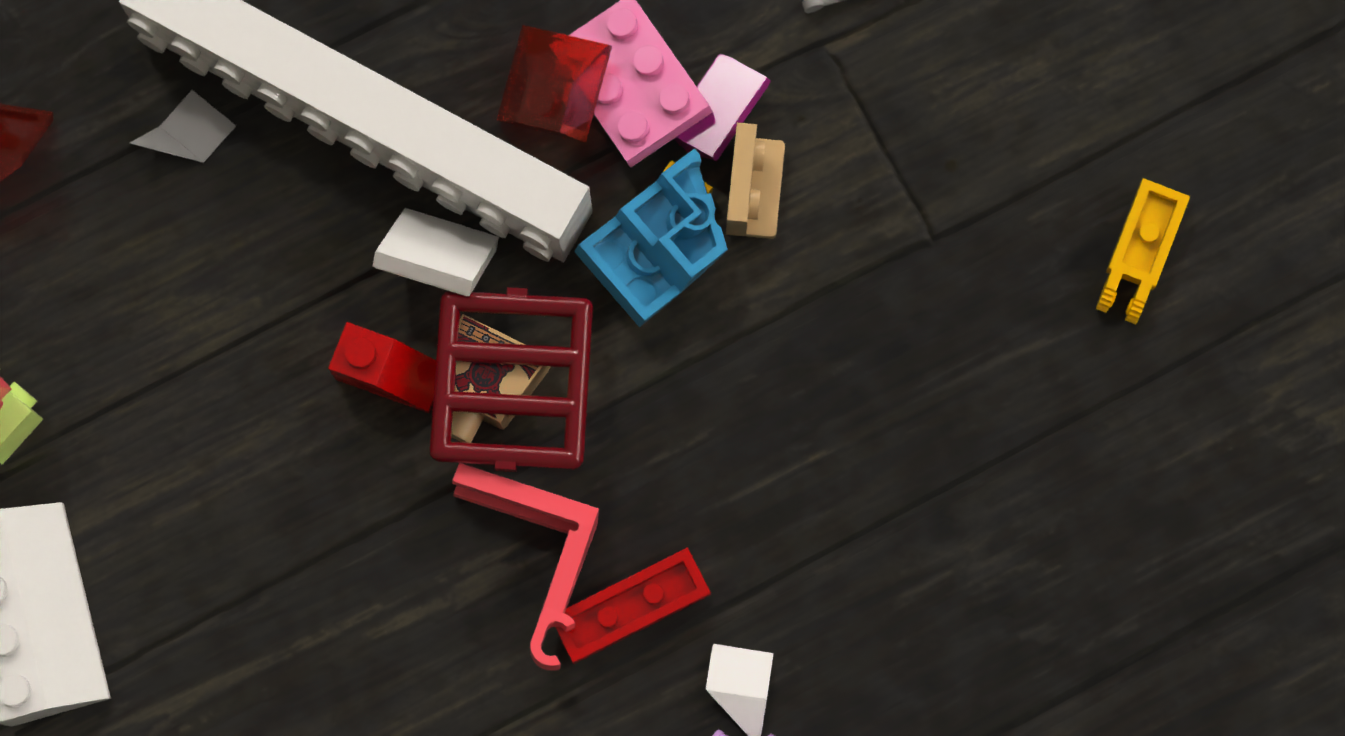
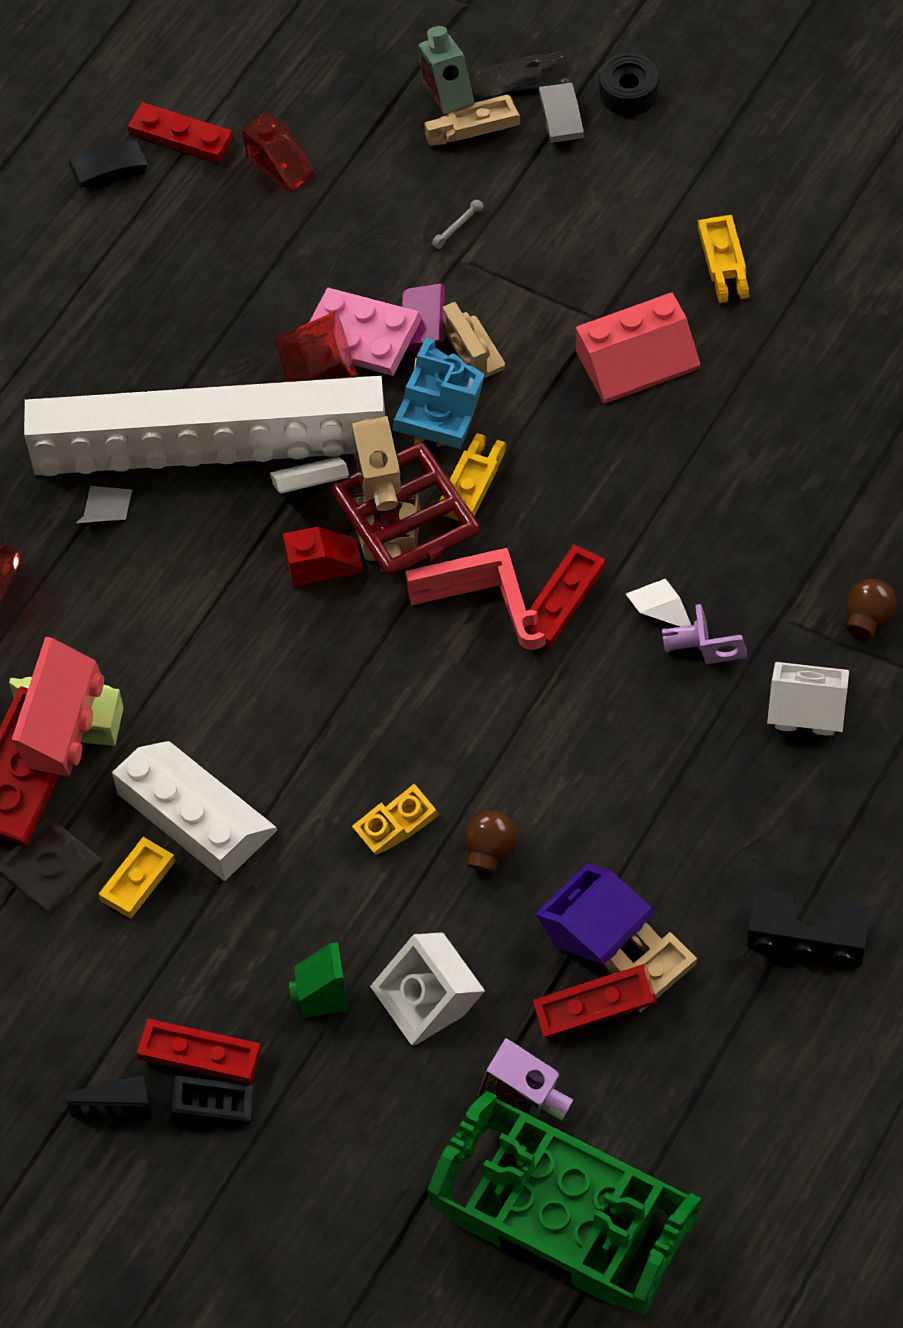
camera: 30 degrees left, 20 degrees down
(497, 293) = (377, 462): none -> tan torso
(634, 371) = (475, 473): none -> yellow hinge
(947, 318) = (637, 348): none -> coral slope

